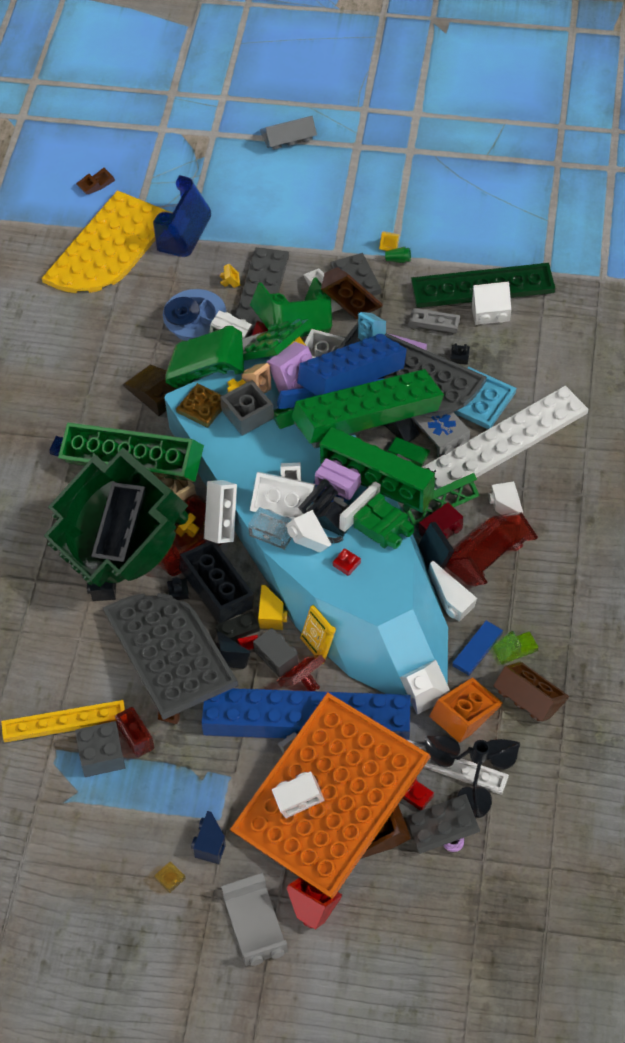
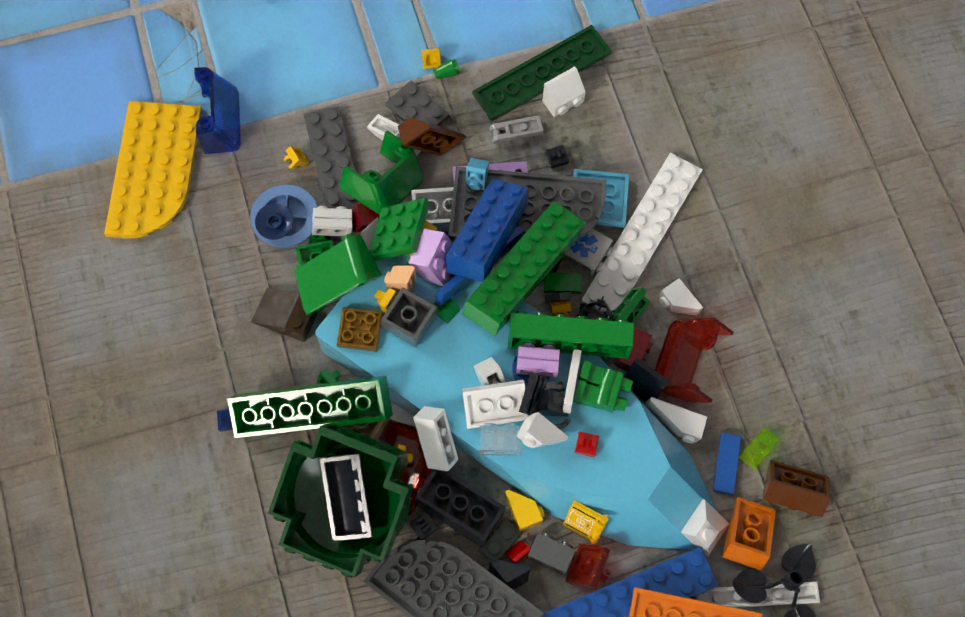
camera: 30 degrees left, 15 degrees up
(94, 183) = (100, 99): reddish brown slope -> none

